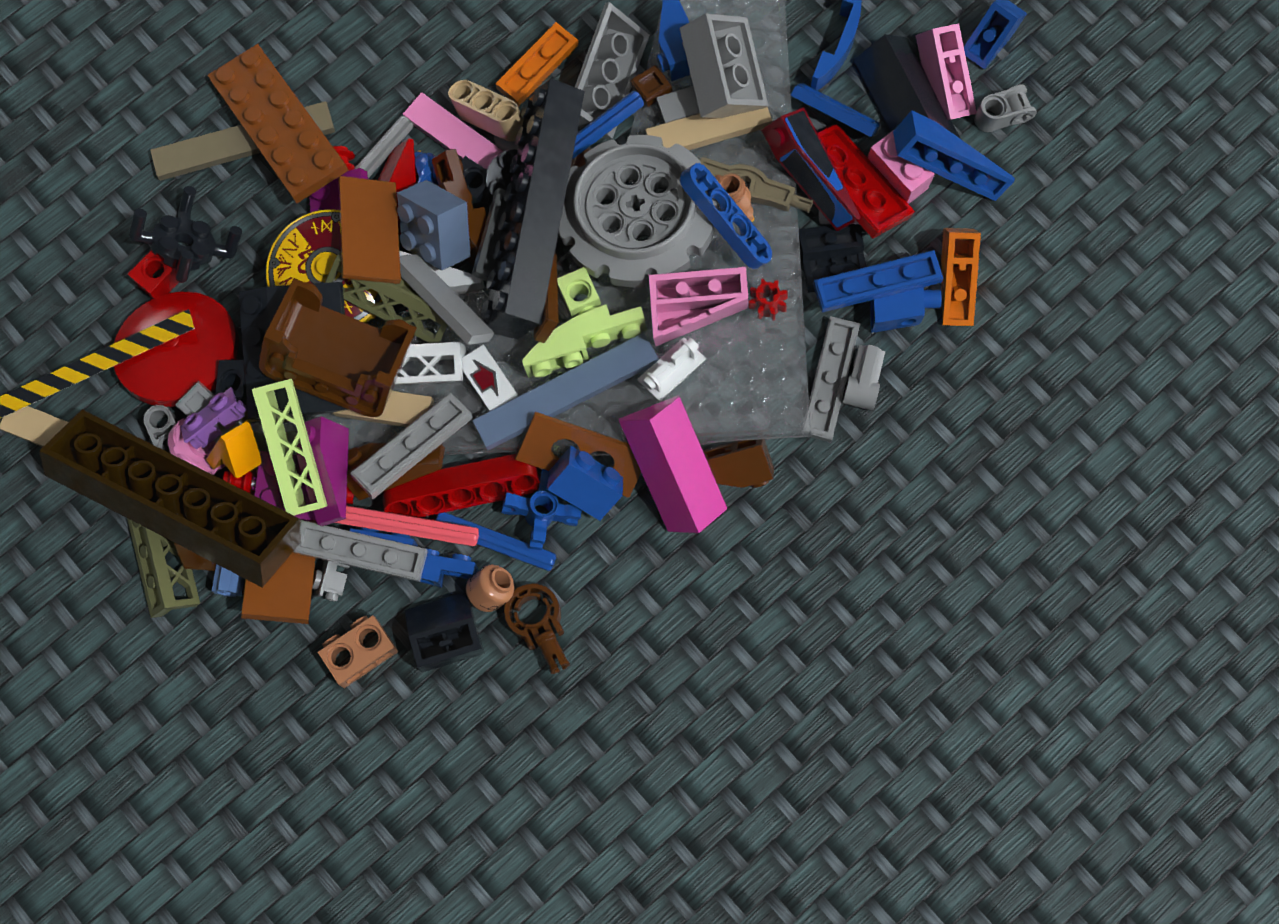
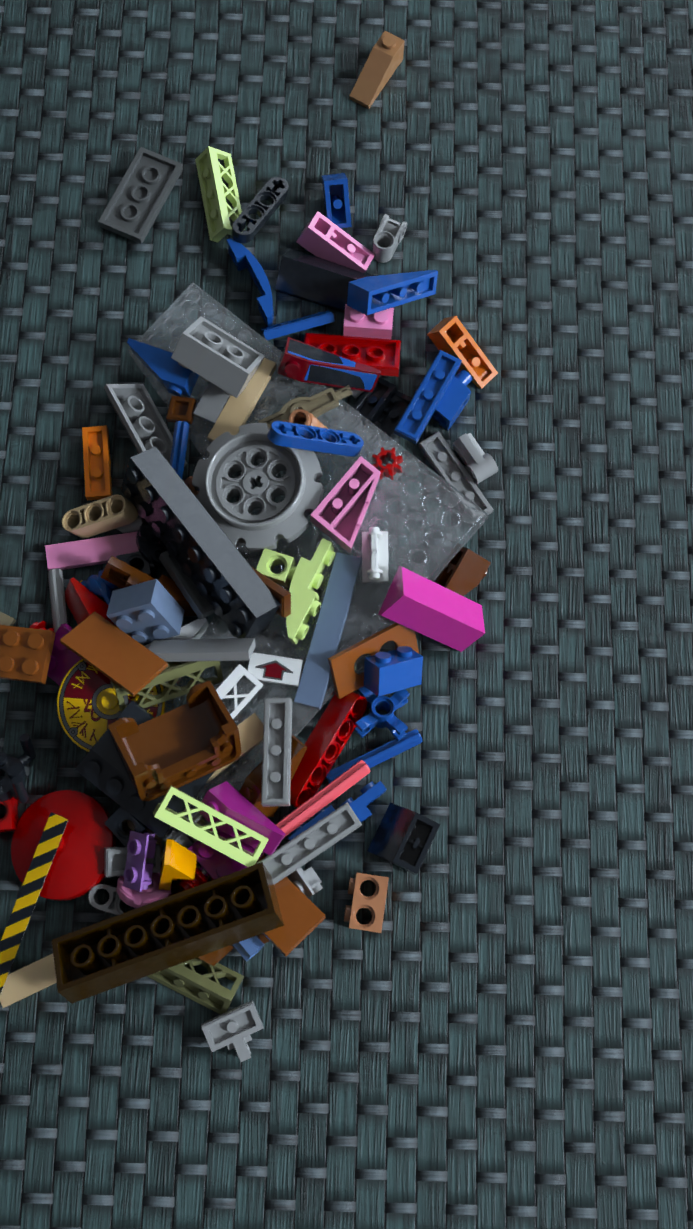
camera: 50 degrees left, 0 degrees up
(145, 635) = (233, 1029): none -> light grey hinge
(490, 588) = (403, 786): nougat head -> none
(547, 641) = (468, 782): reddish brown pin -> none

